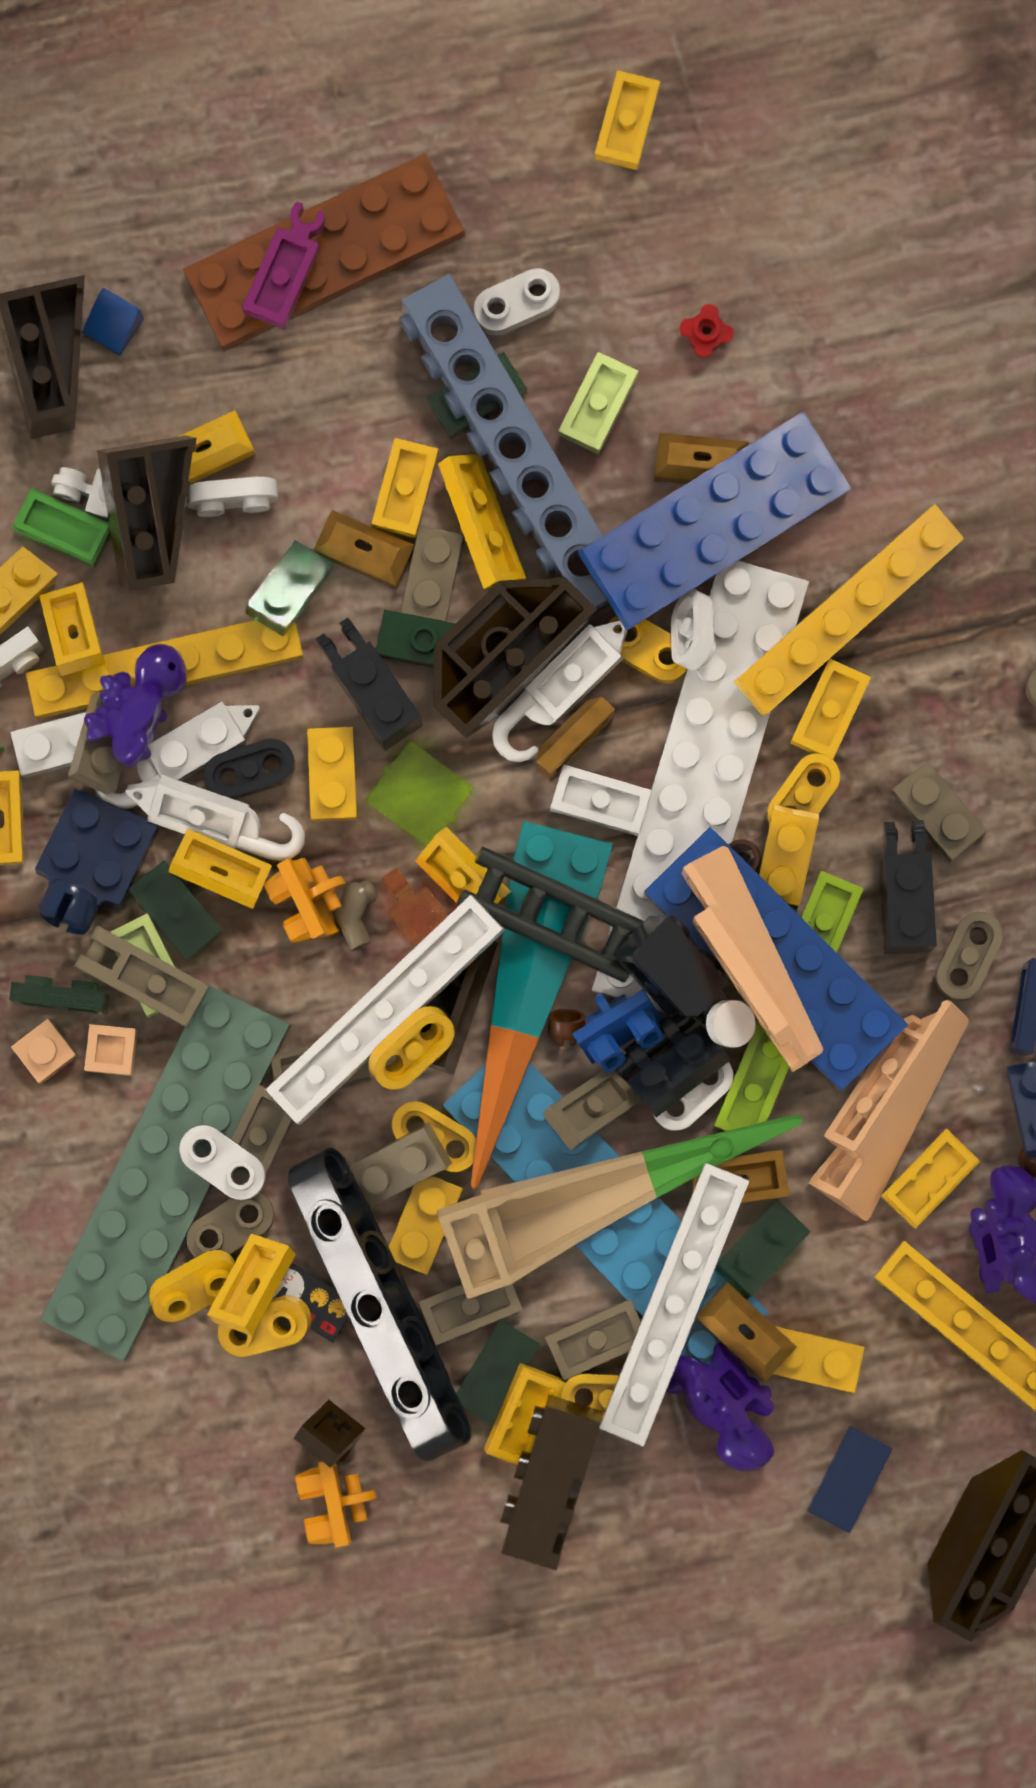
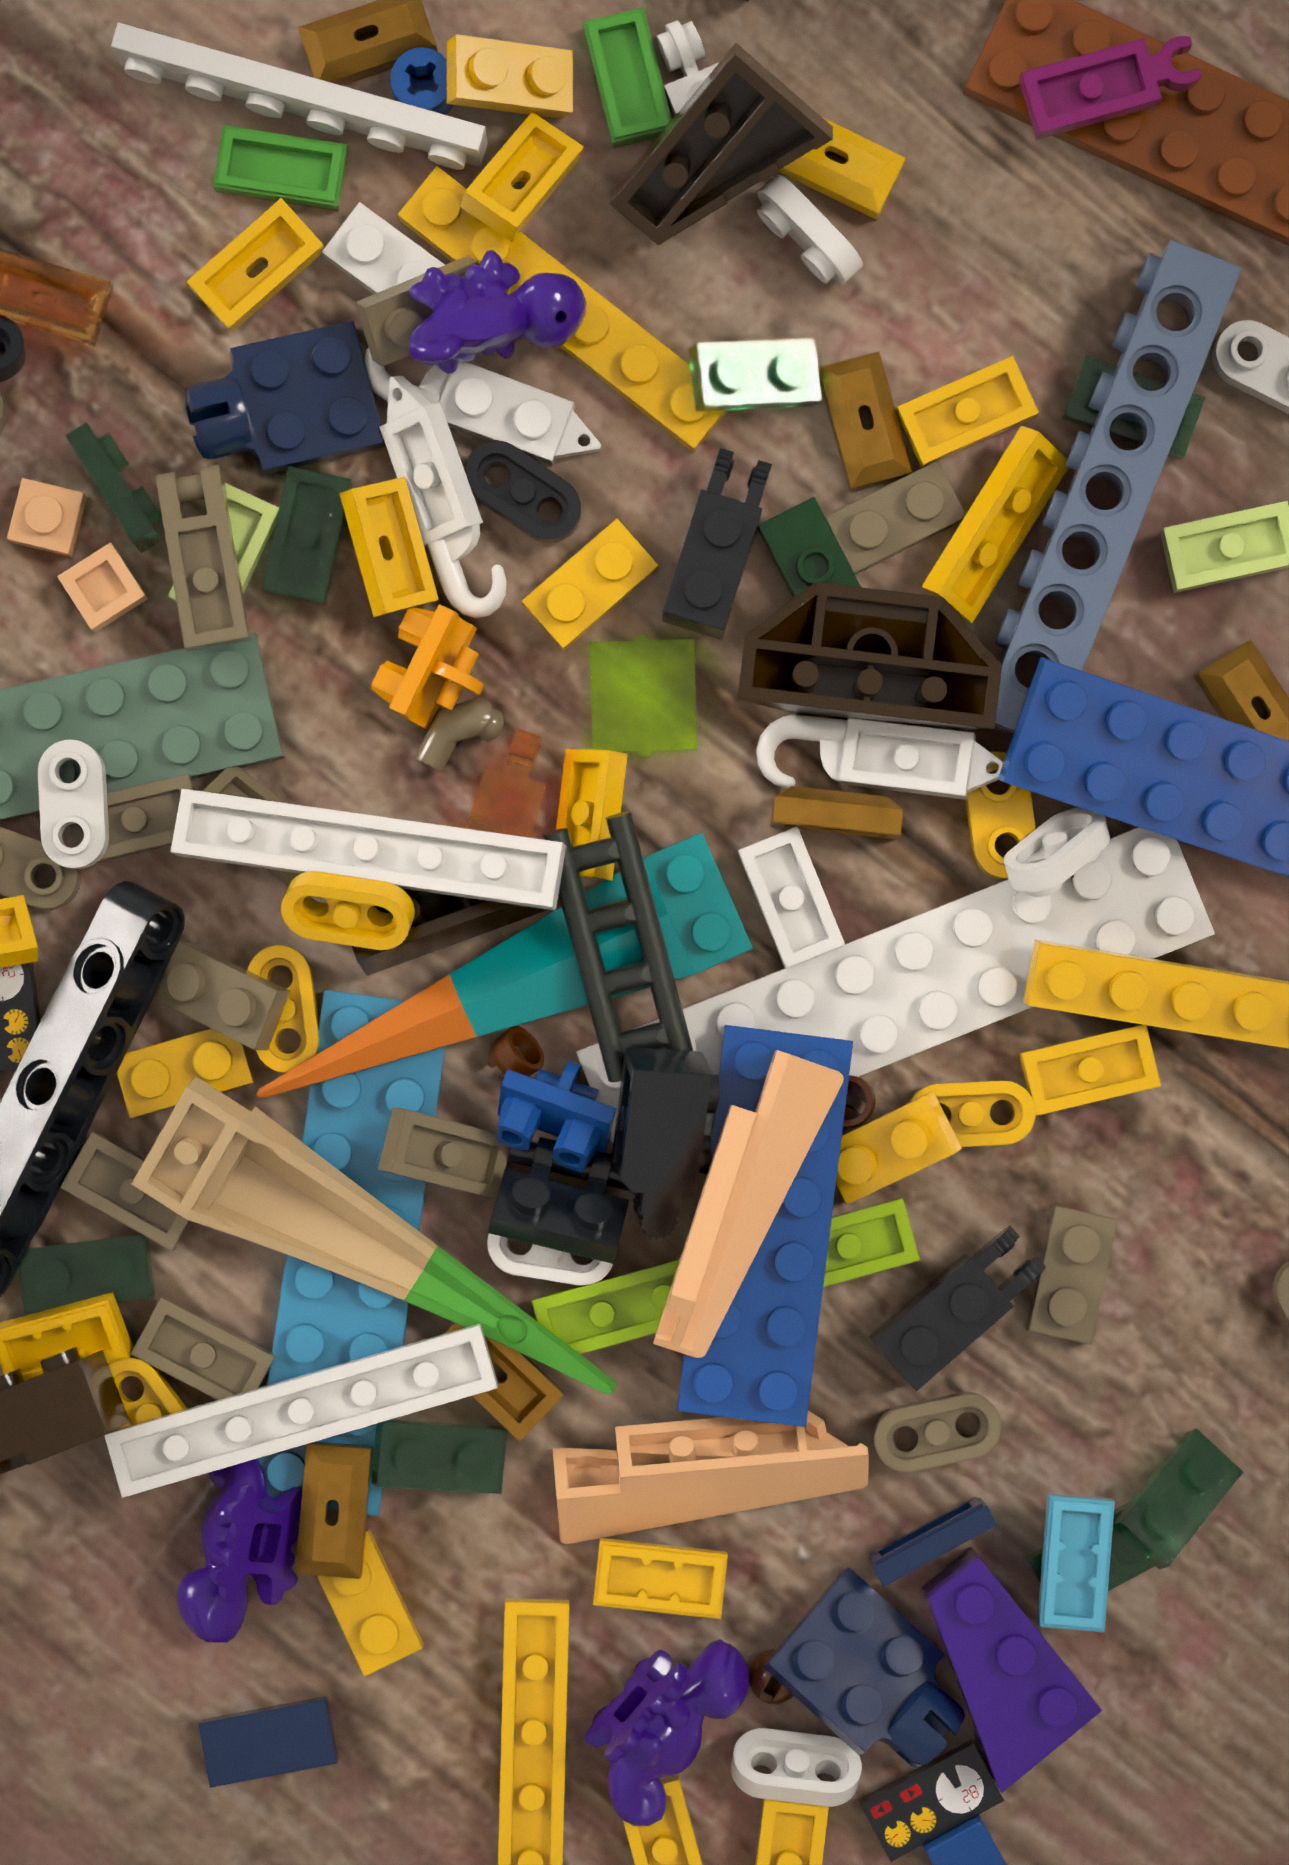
camera: 45 degrees right, 5 degrees up
(730, 1023) = (652, 1234): white tile -> none

